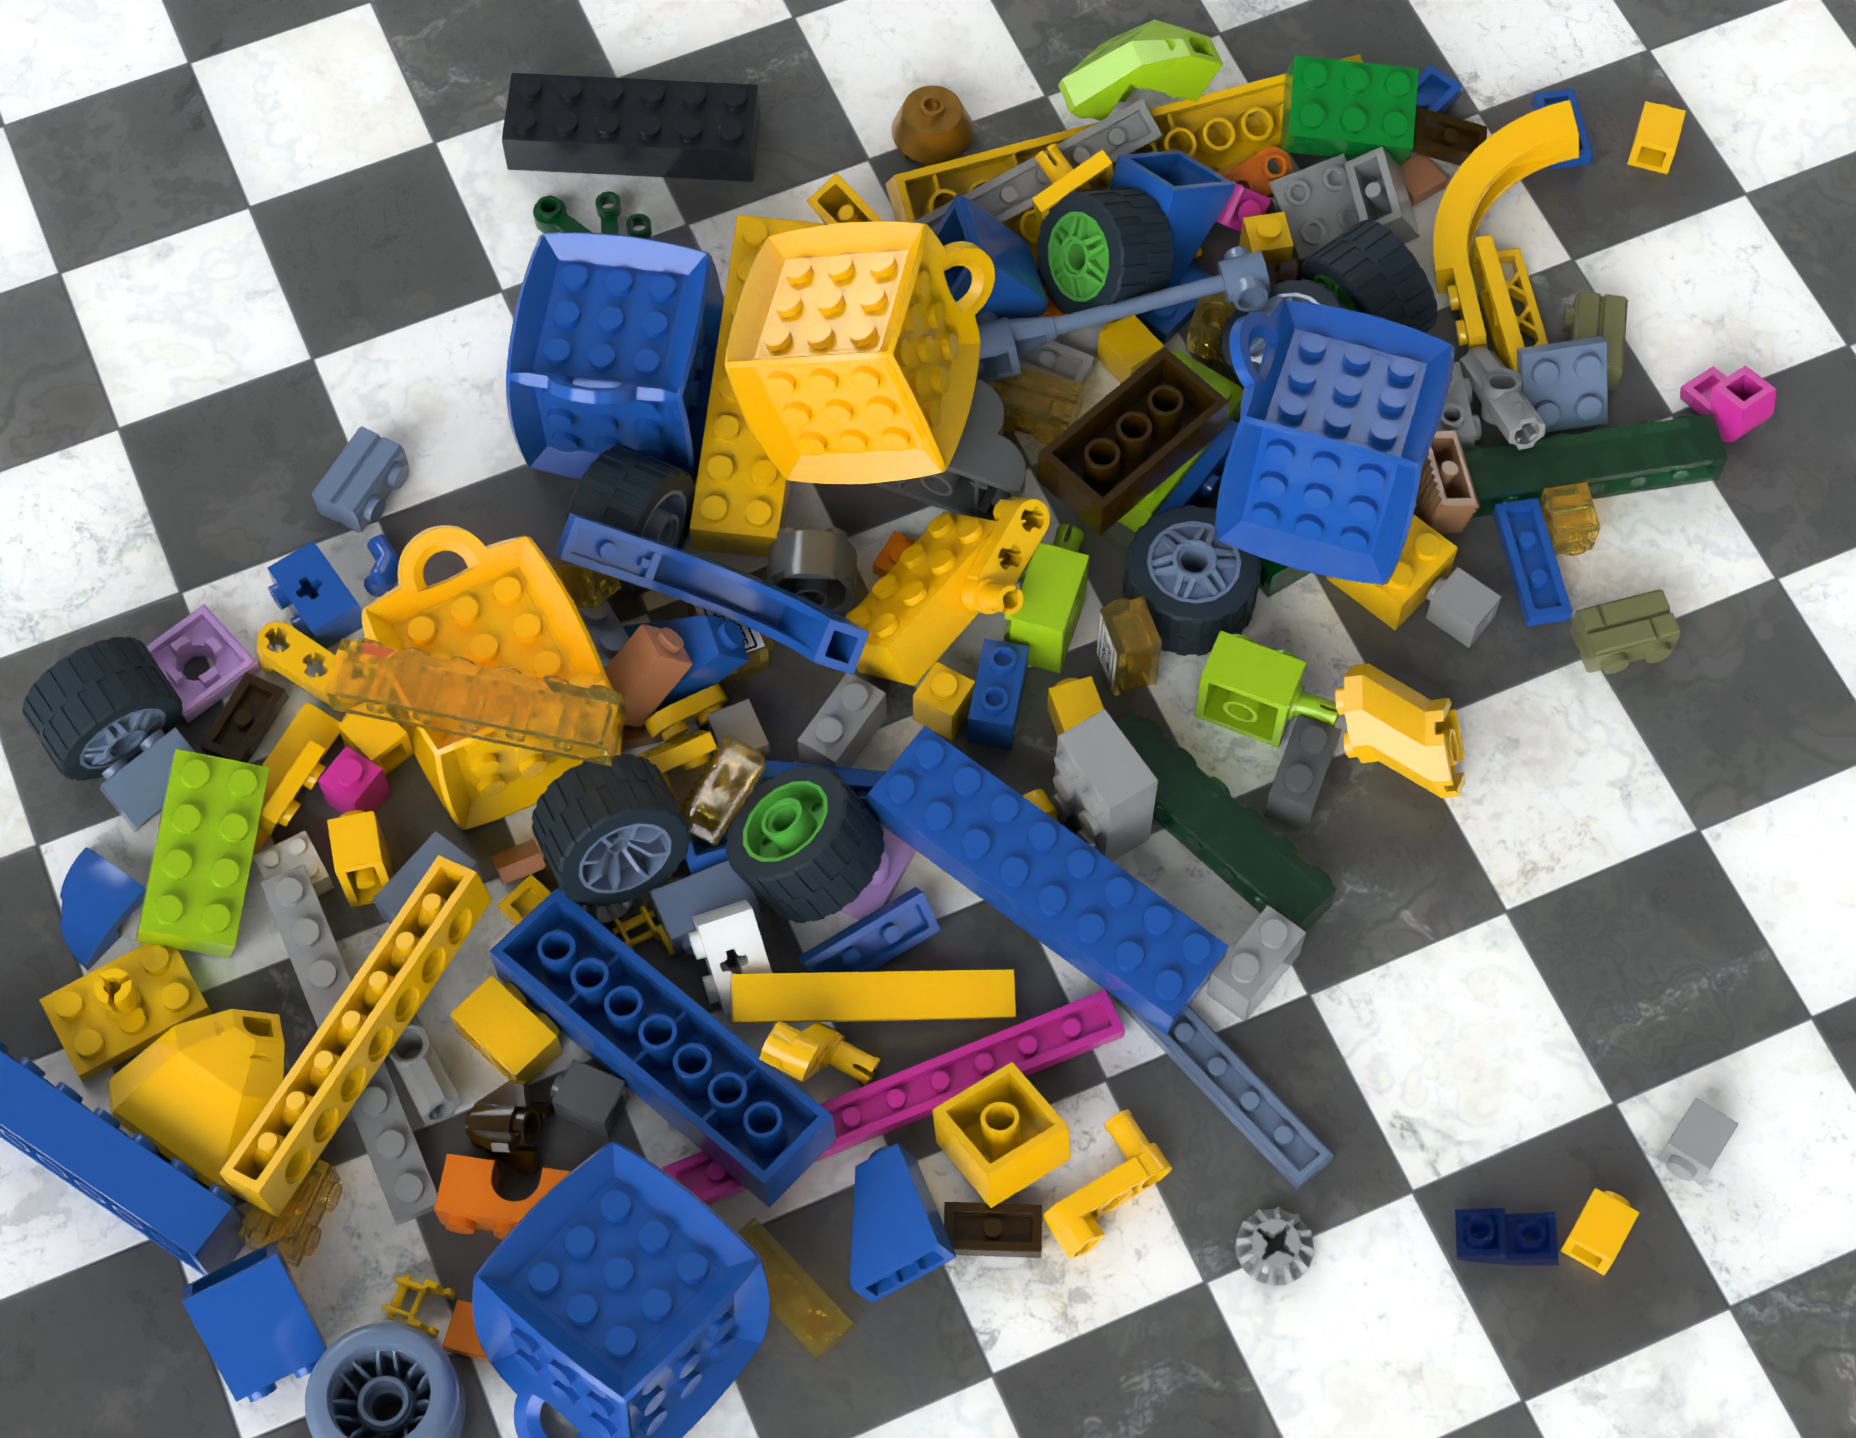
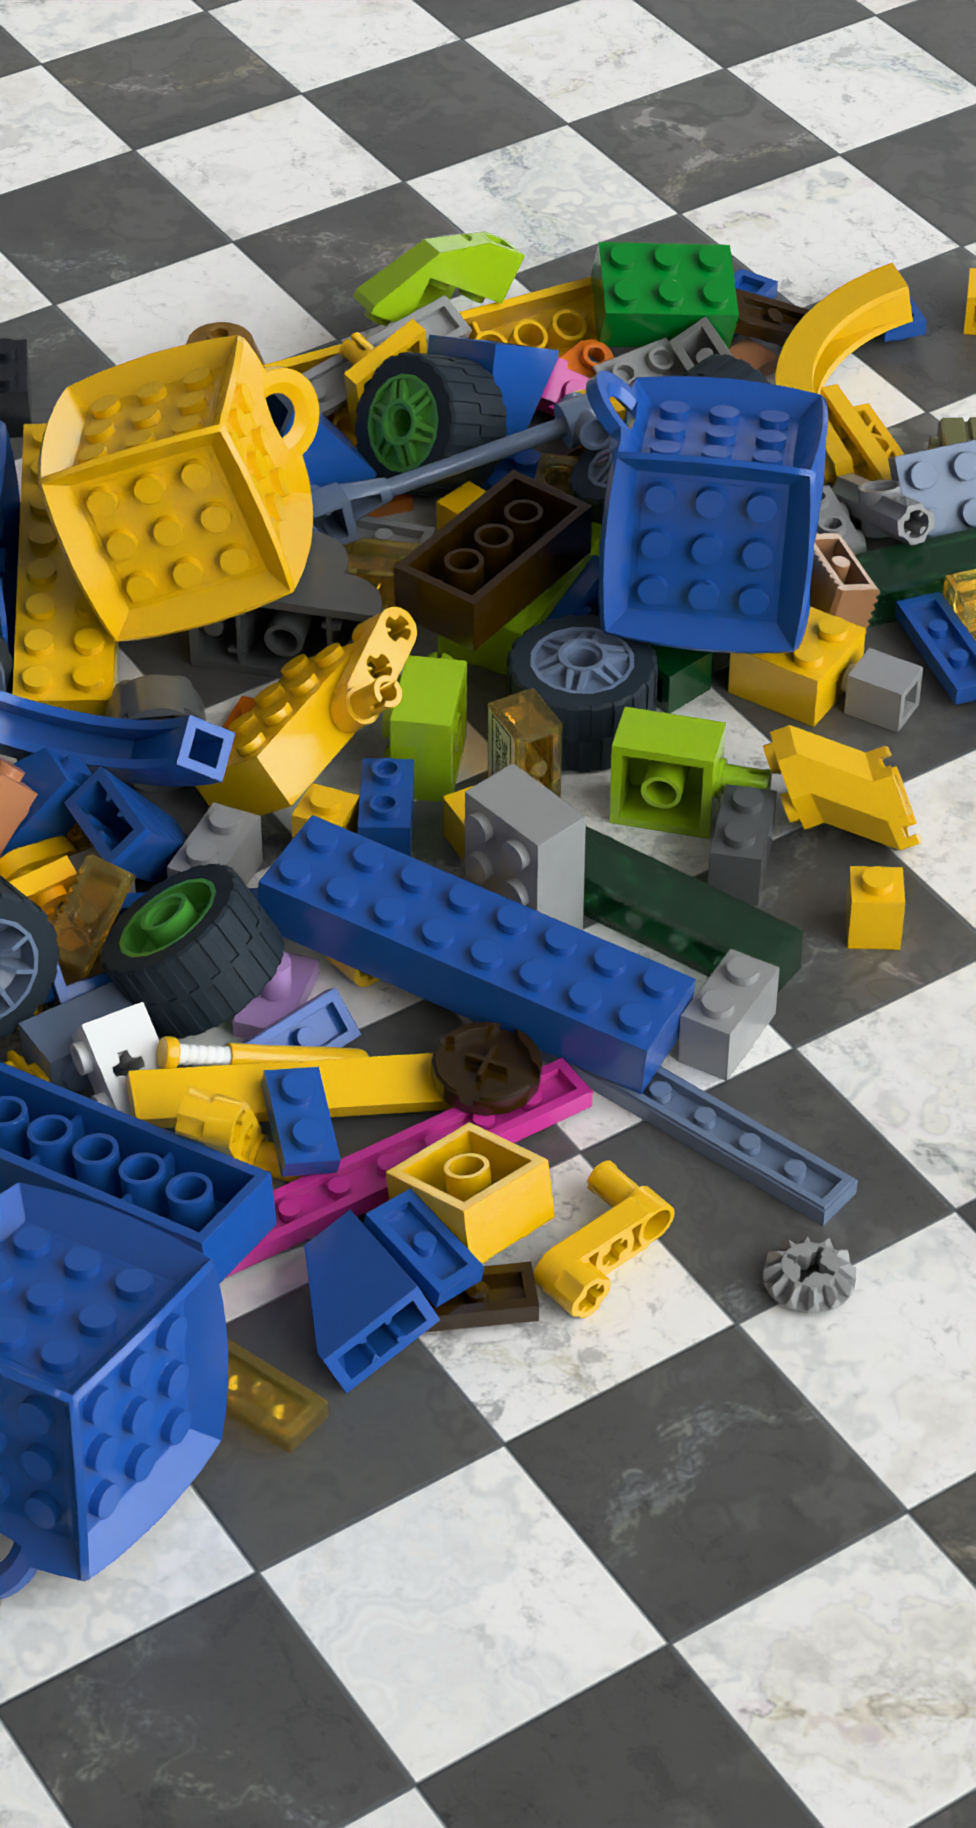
camera: 10 degrees left, 20 degrees down
(768, 696) = (126, 826): none -> blue slope
(850, 959) = (172, 1053): none -> yellow piece
(870, 1036) = (300, 1121): none -> blue plate
(952, 1189) = (424, 1247): none -> blue plate
(1038, 996) = (486, 1068): none -> dark brown tile
(1406, 862) = (875, 907): none -> yellow brick

